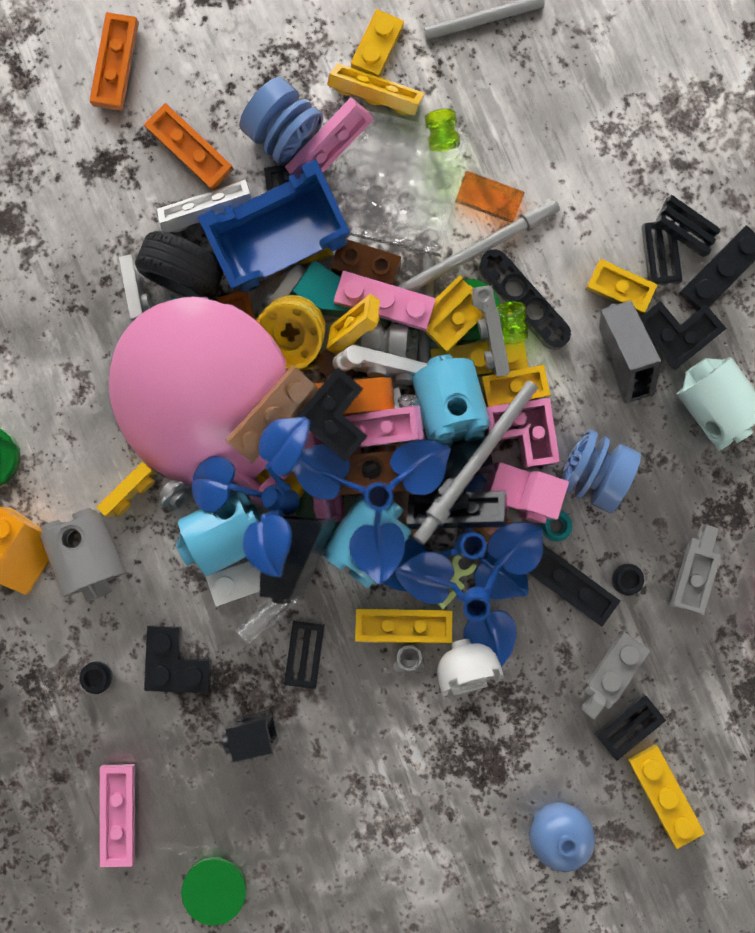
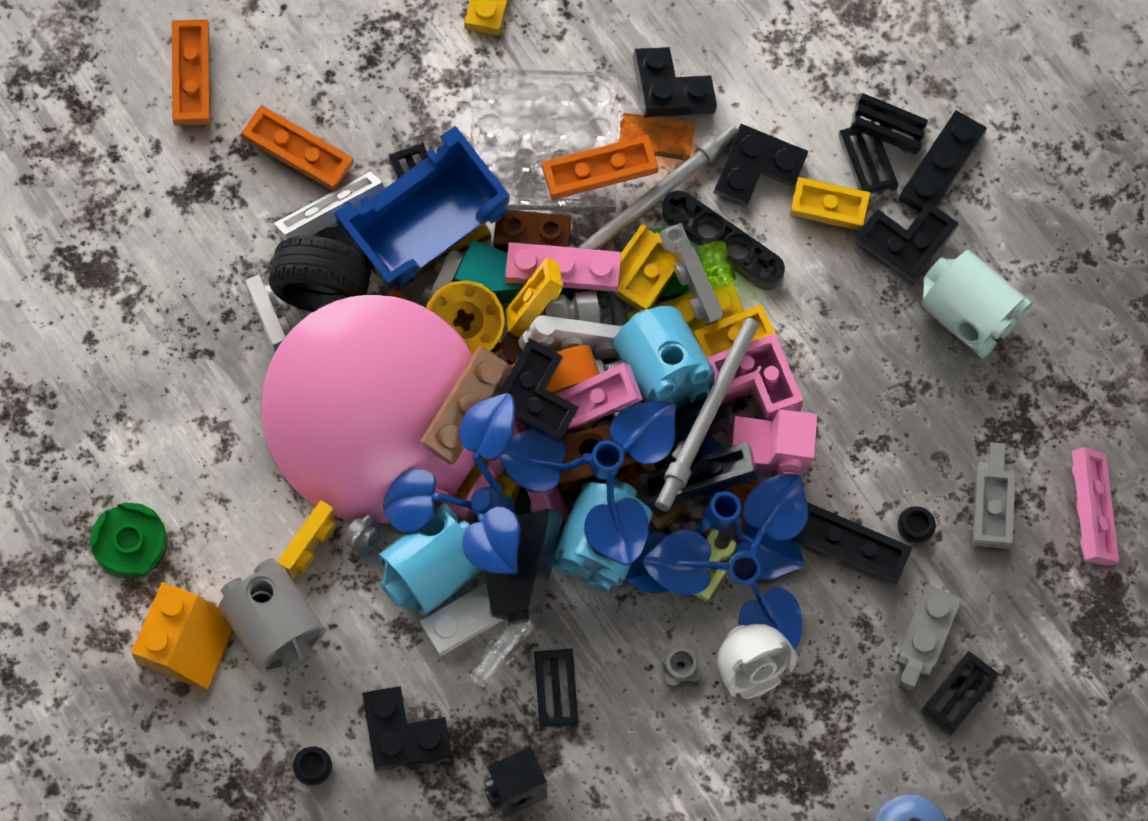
camera: 15 degrees left, 15 degrees down
(280, 120) = (401, 98): medium blue wheel -> none
(332, 137) = (464, 103): bright pink plate -> none
(375, 89) = (499, 46): yellow plate -> none
(403, 626) = (666, 629): yellow plate -> none
(435, 217) = (599, 167): none -> orange plate
(442, 130) = (586, 72): clear neon green wheel -> none
(506, 161) = (664, 92): none -> black plate
(563, 533) = (826, 473): teal plate -> none
(565, 231) = (753, 155): none -> black plate
(603, 472) = (852, 404): medium blue wheel -> none
(629, 351) = (856, 271): slope -> none
(665, 796) = (1021, 763): yellow plate -> none

